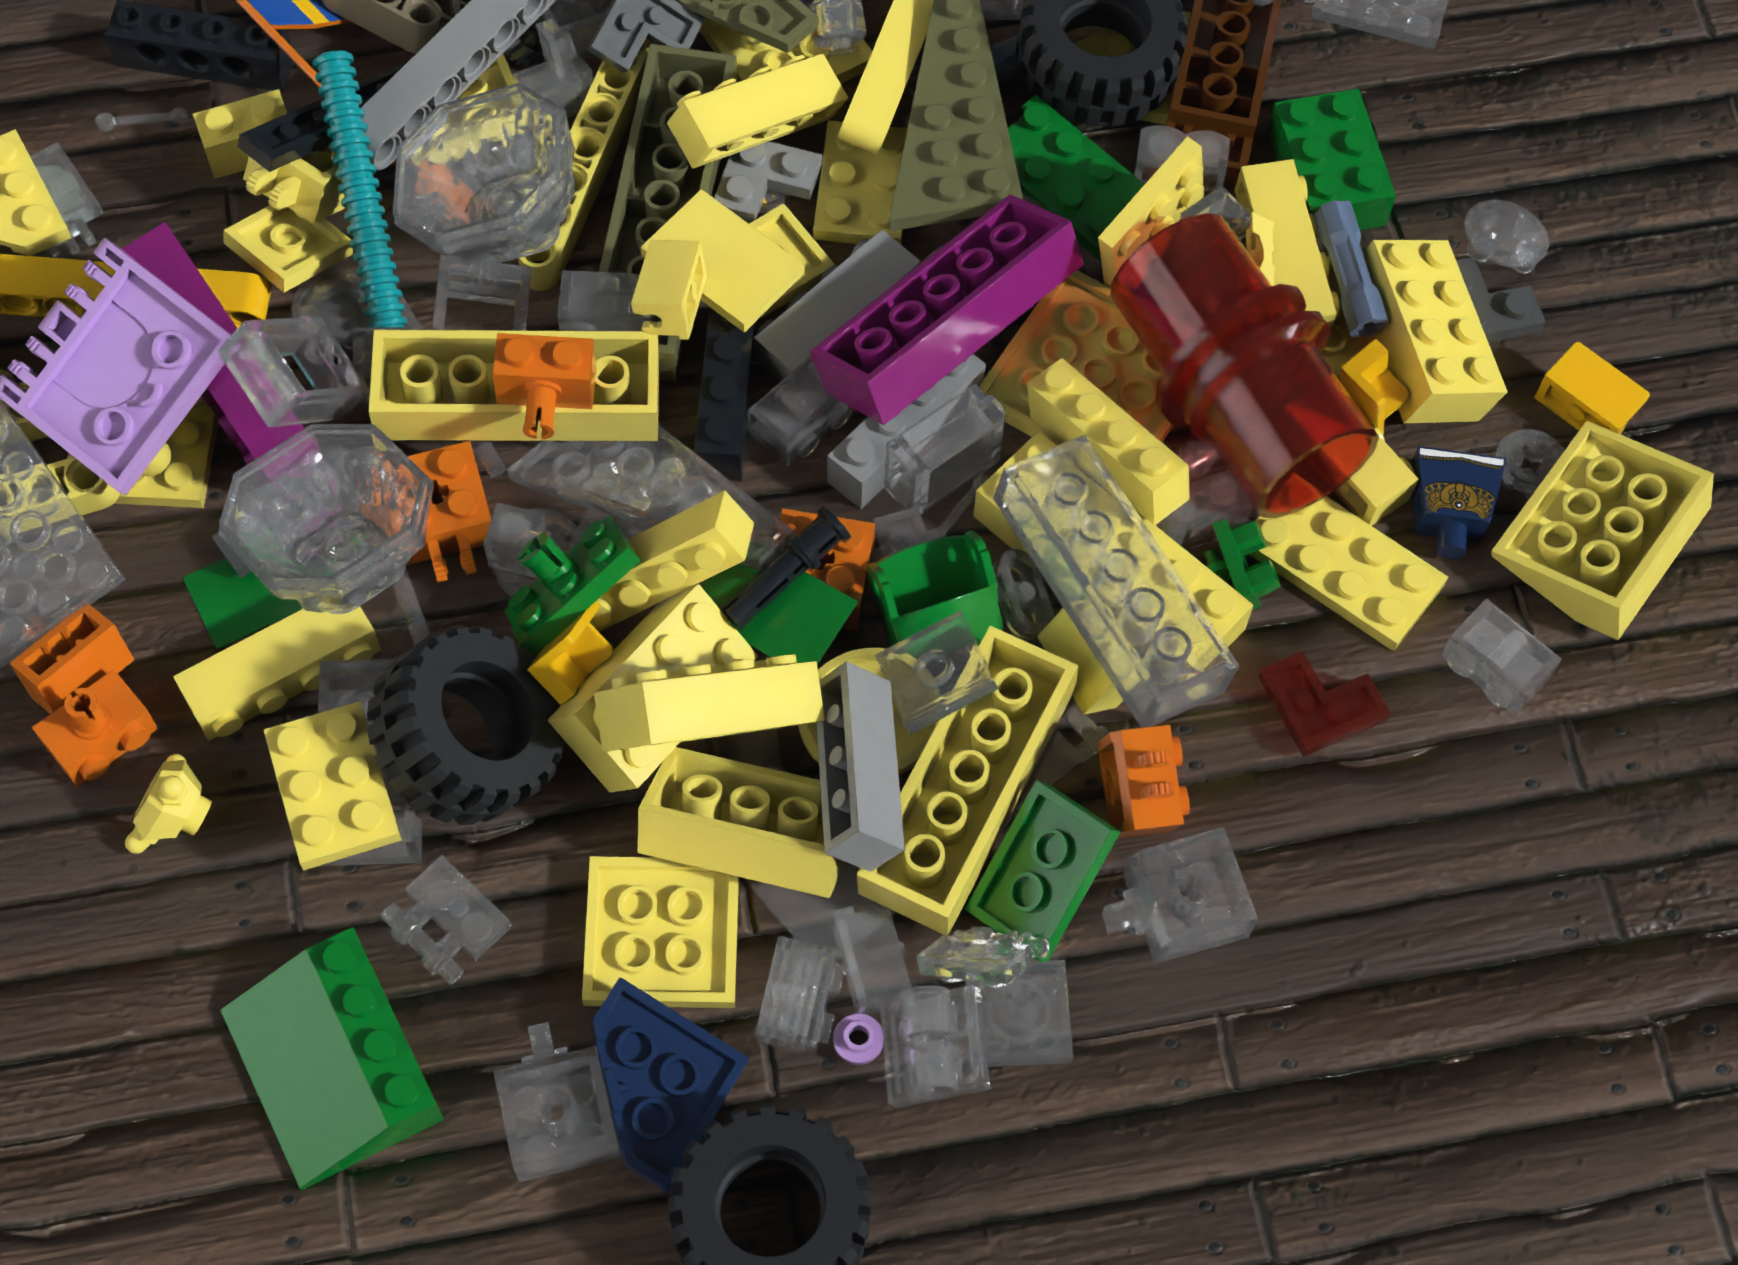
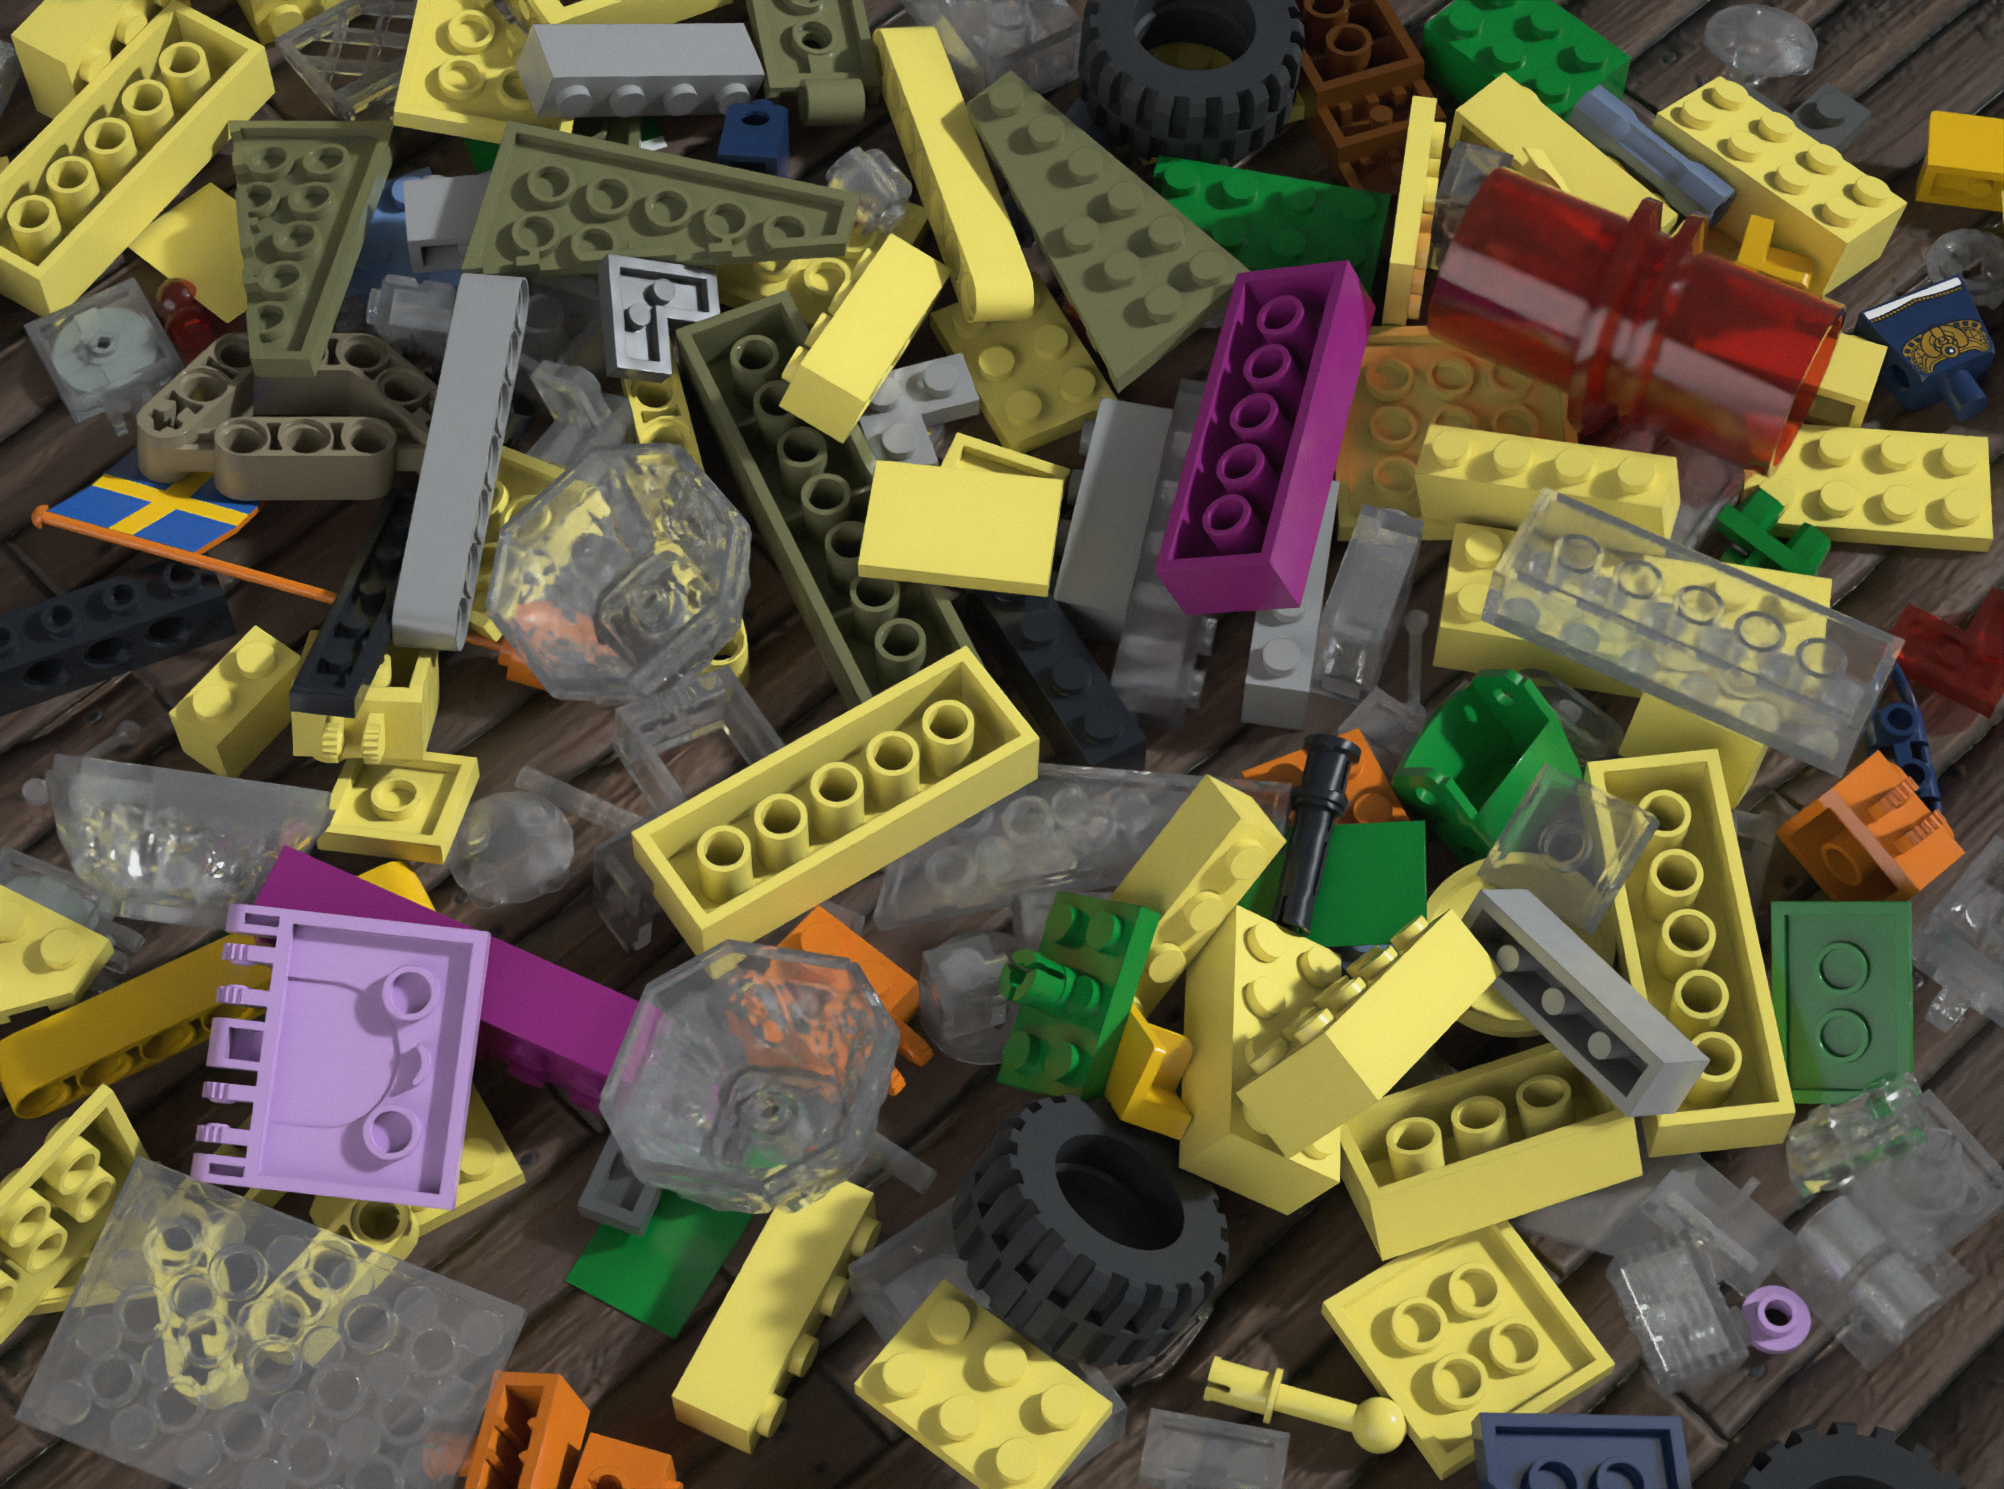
camera: 30 degrees left, 5 degrees down
(130, 180) = (174, 839): none -> clear rock
(258, 366) = (607, 943): clear window -> none
(359, 189) = (470, 687): teal piece -> none
(543, 376) = (892, 764): orange brick -> none
(565, 946) = (1374, 1423): none -> light yellow pin
(598, 302) = (873, 648): clear brick -> none
(670, 287) = (946, 584): light yellow hinge -> none
(1160, 141) = (1367, 138): clear brick -> none
(1233, 726) = (1898, 728): none -> dark blue piece

